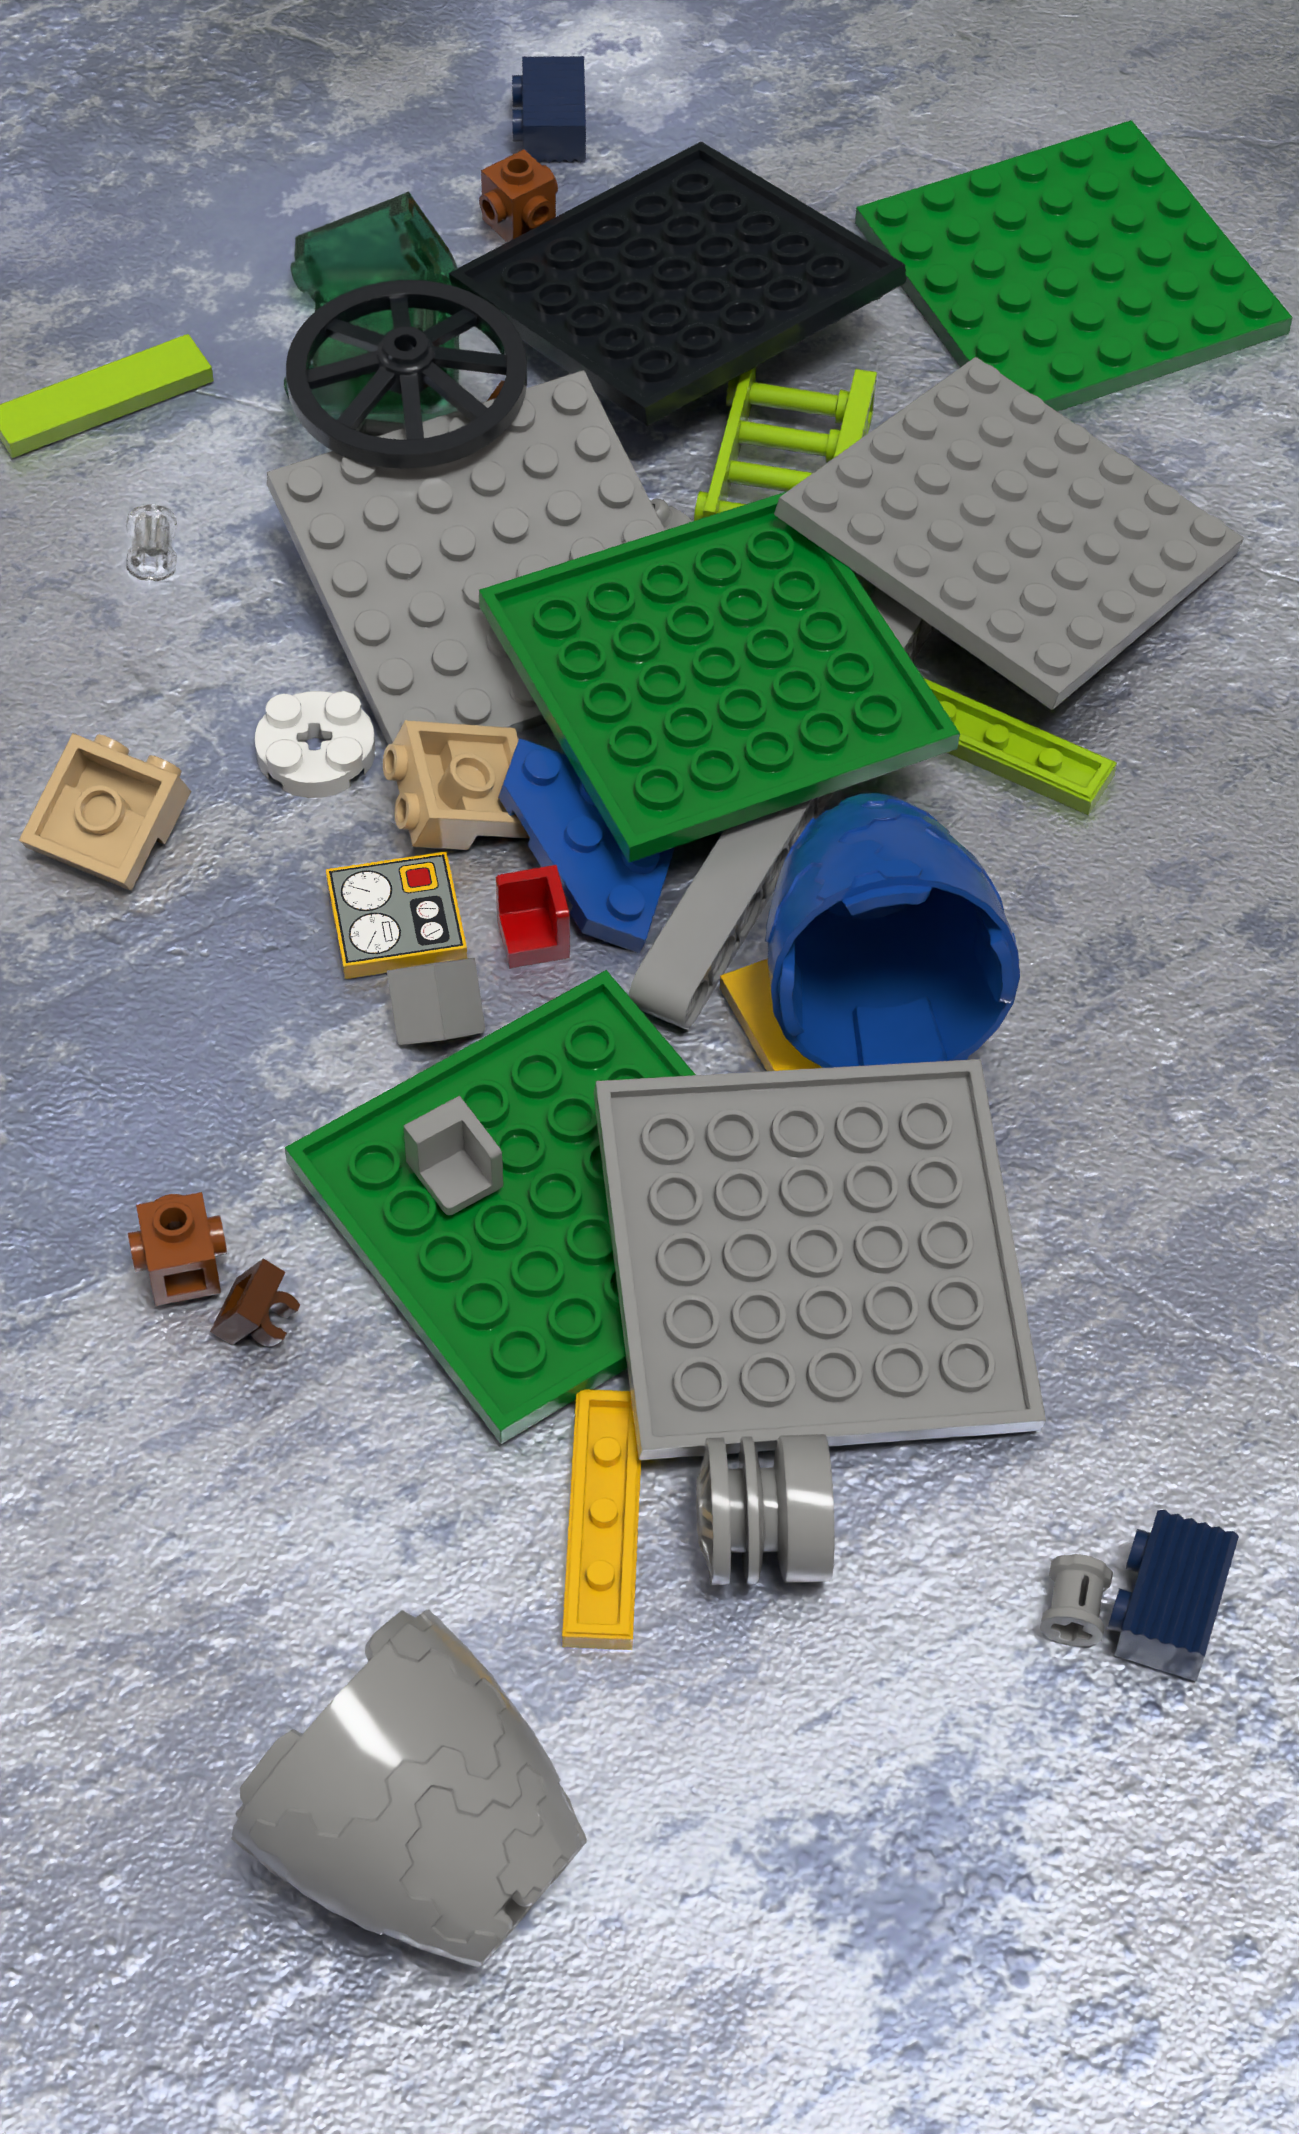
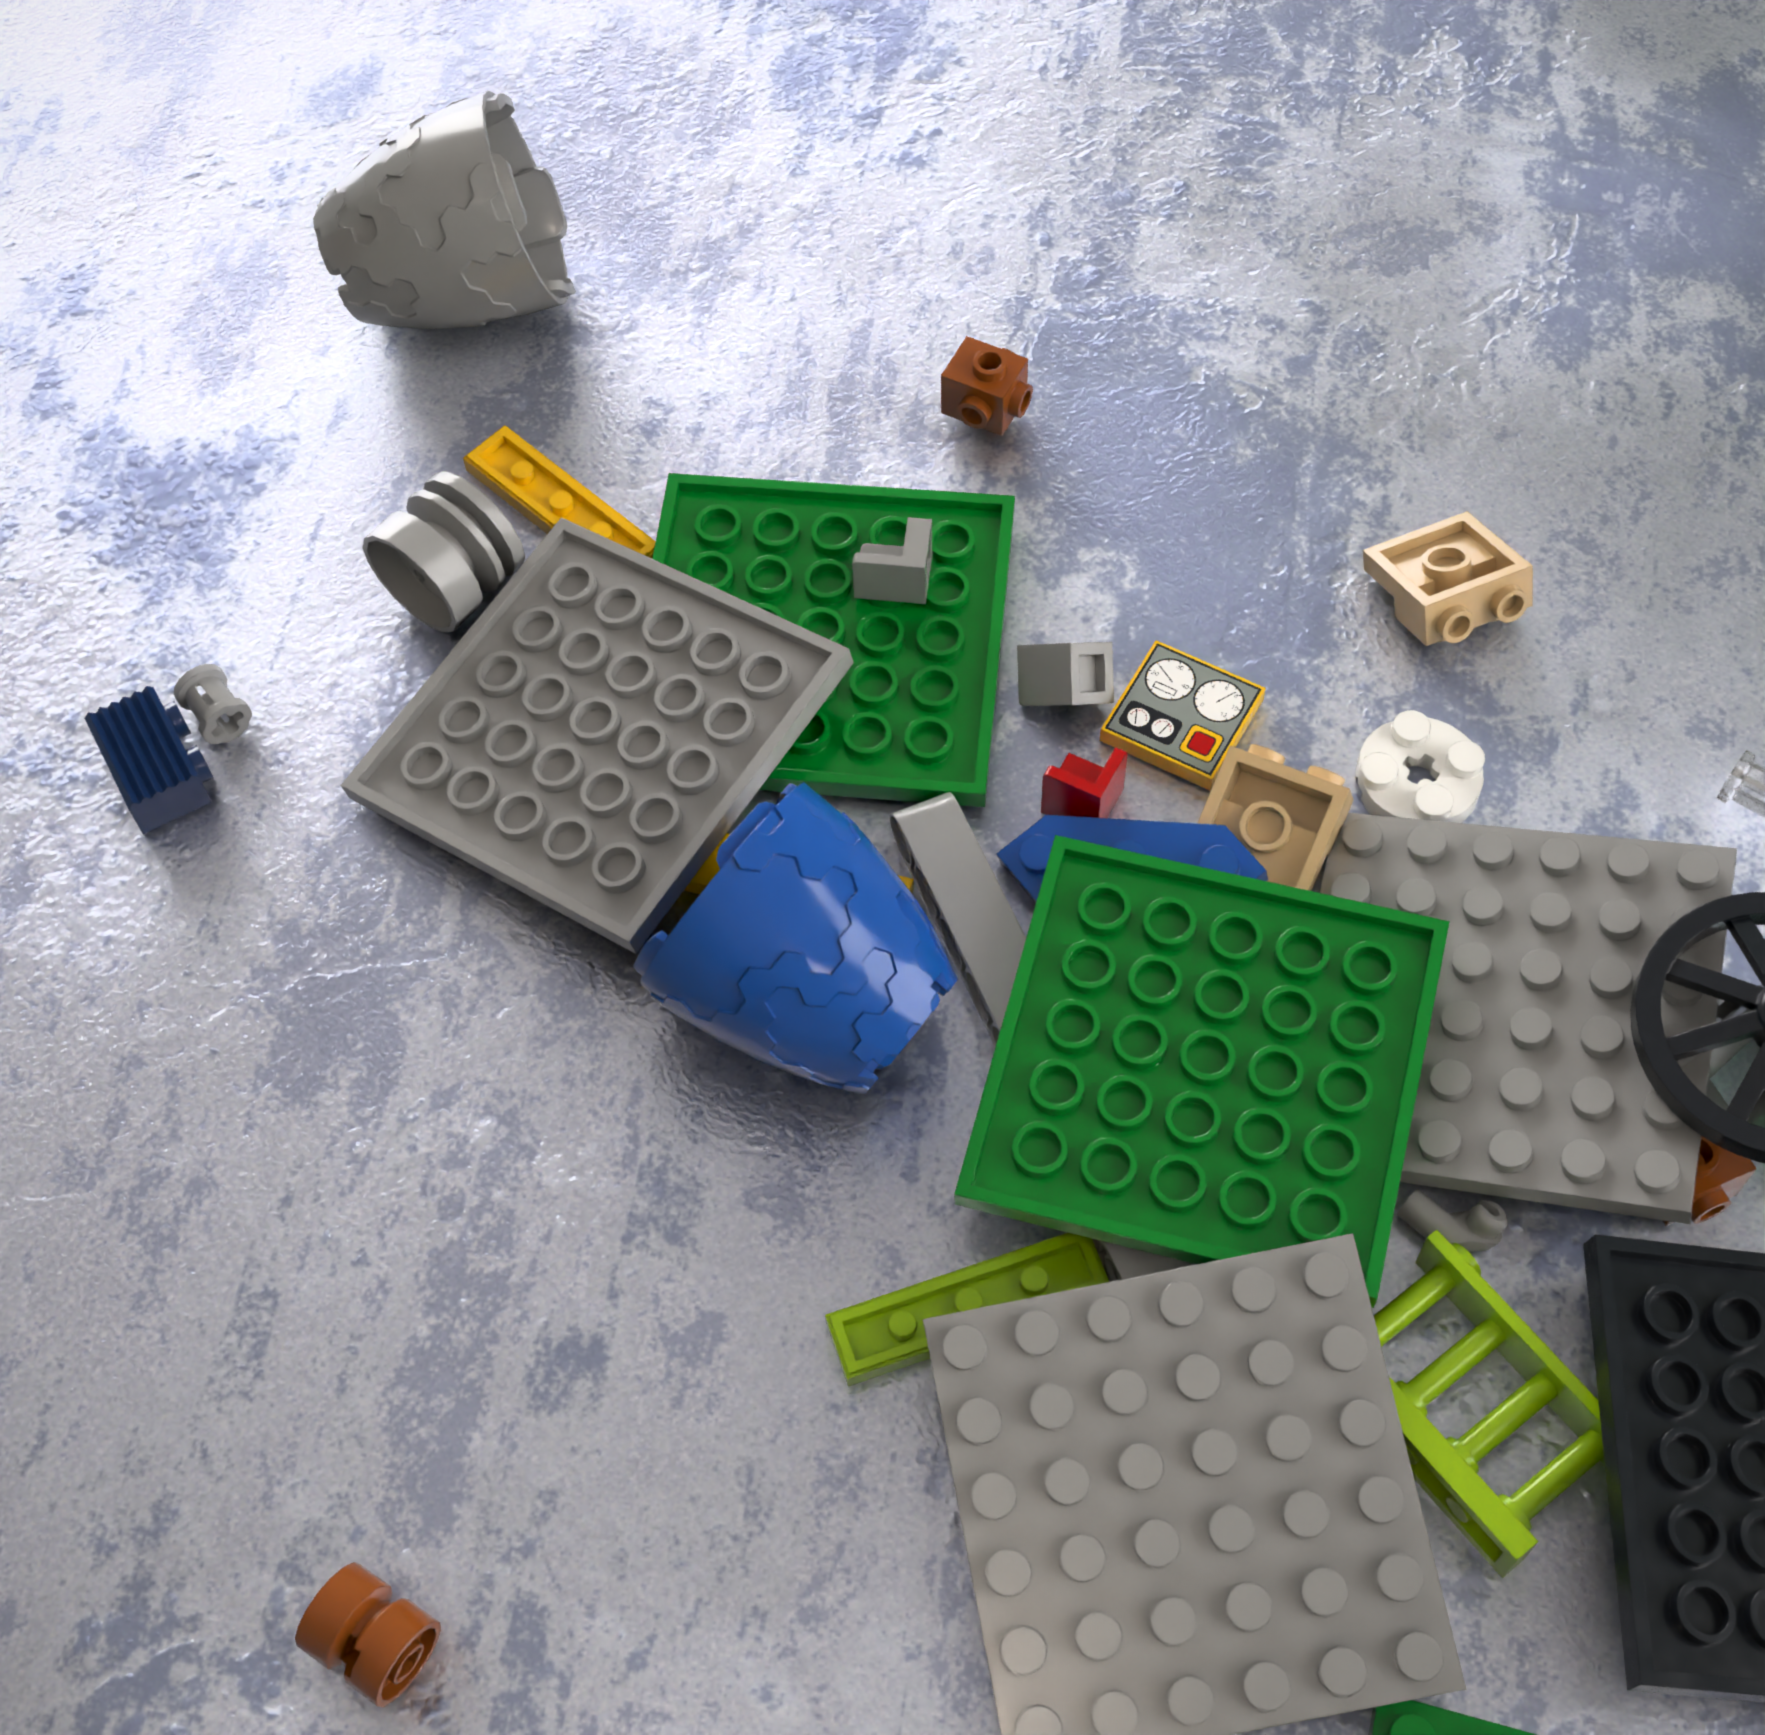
camera: 135 degrees right, 5 degrees up
(249, 1306) = (906, 409): reddish brown tile -> none

